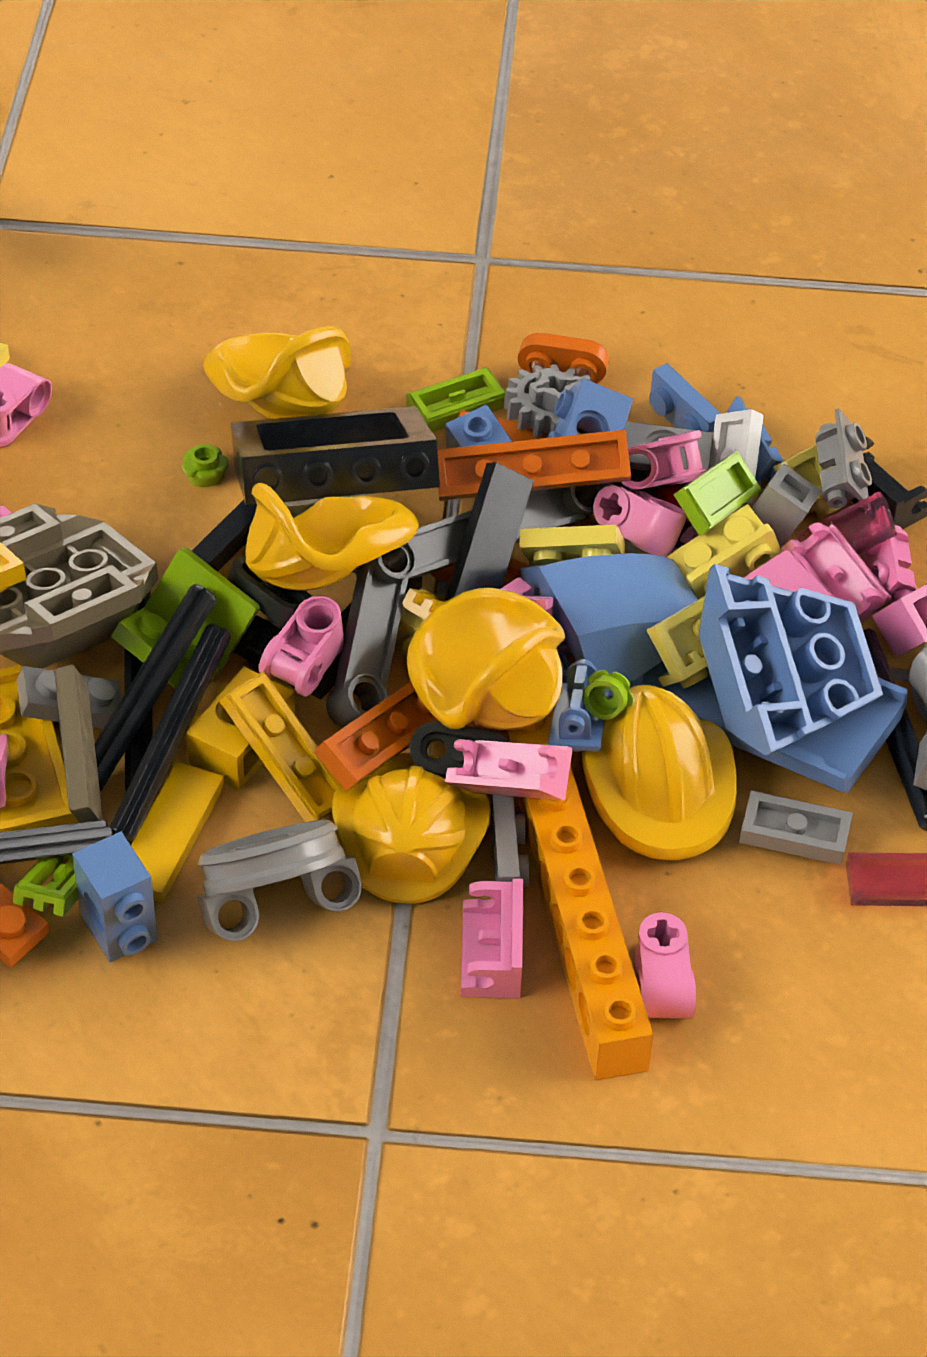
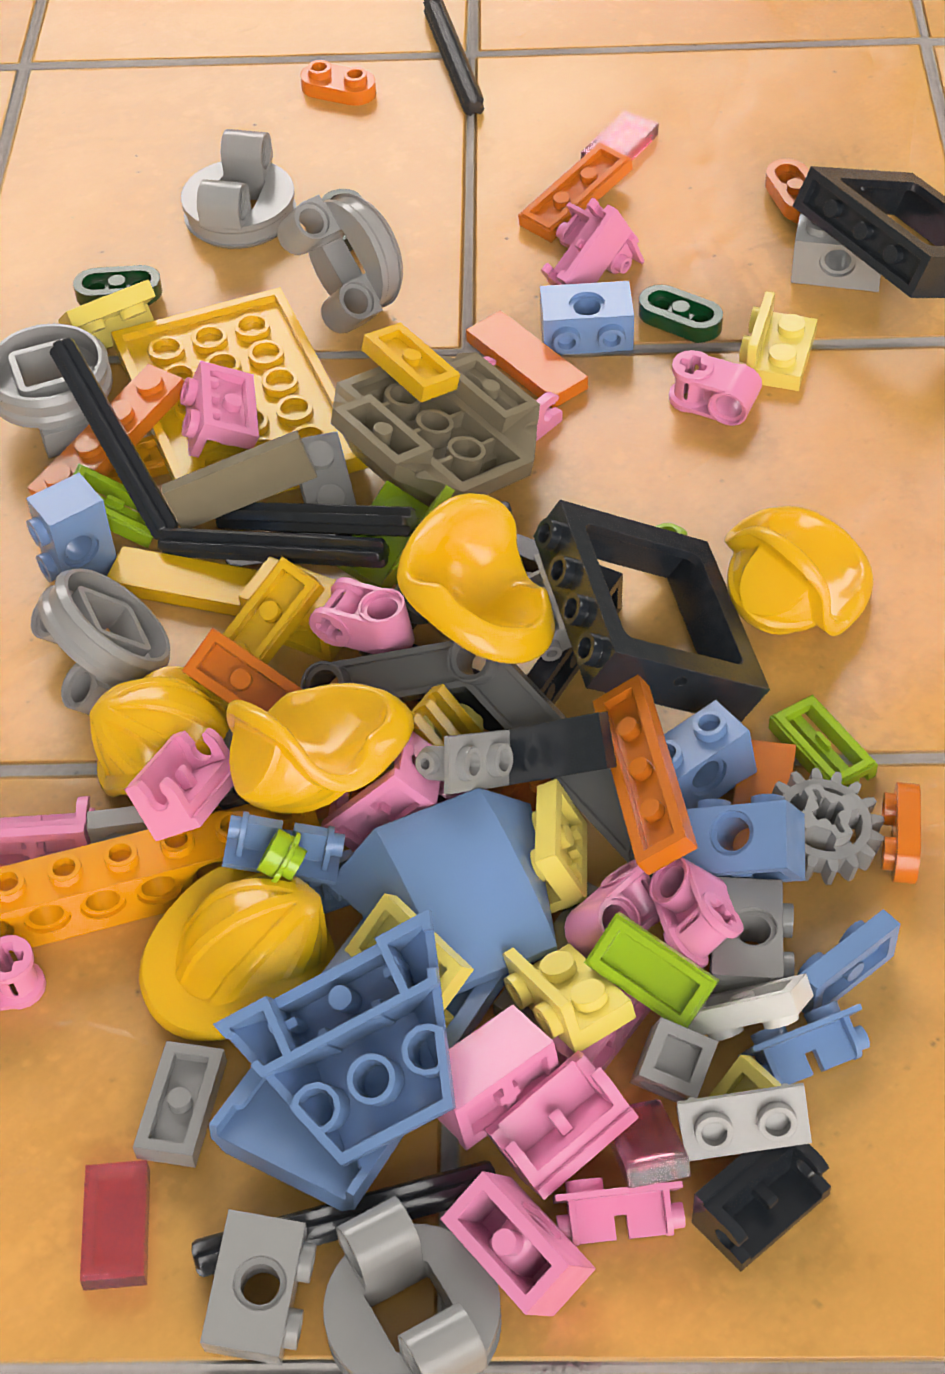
camera: 90 degrees right, 0 degrees up
(512, 568) = (468, 761): none -> light grey hinge

